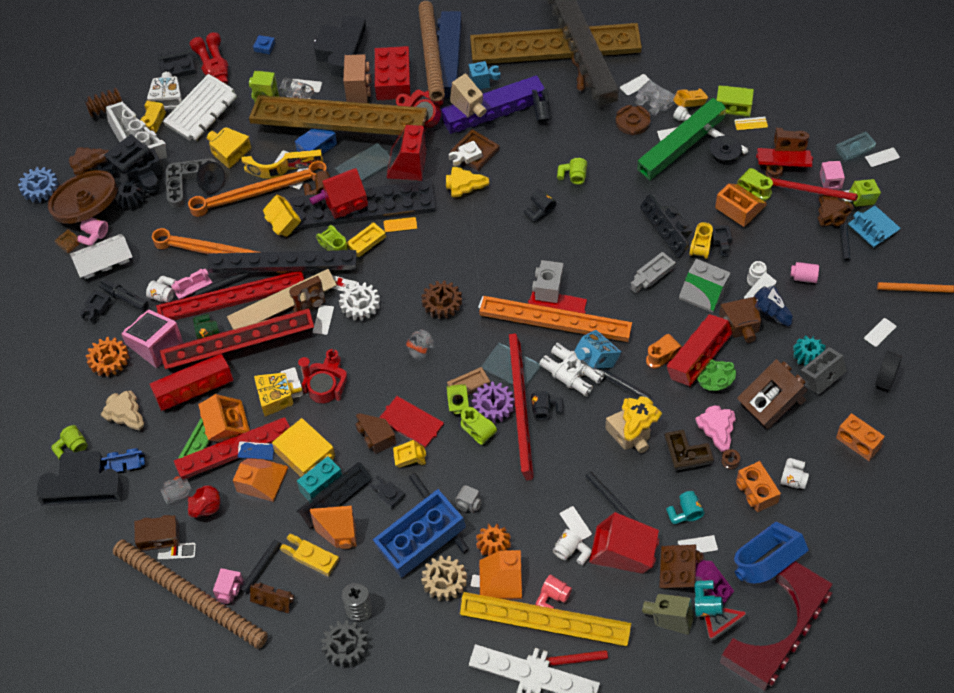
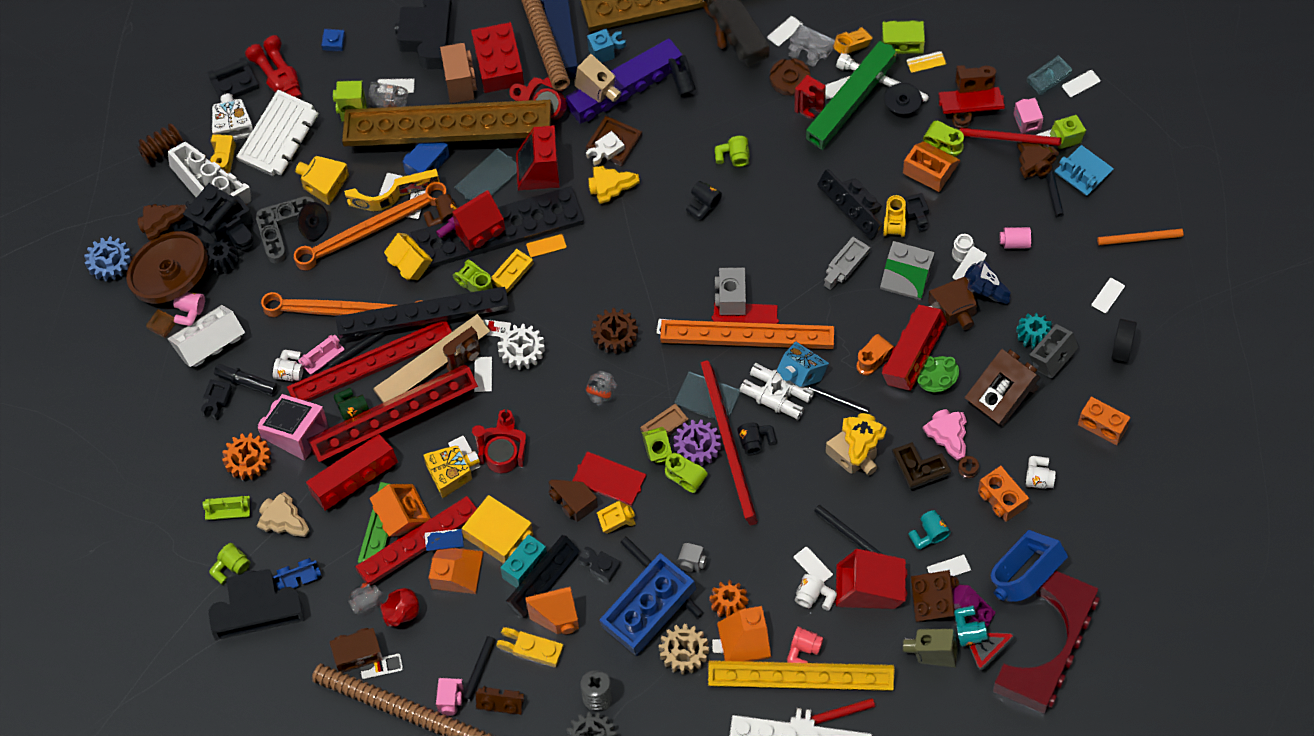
camera: 10 degrees left, 5 degrees up
(80, 396) = (227, 507): none -> lime hinge
(645, 134) = (809, 95): none -> red hinge

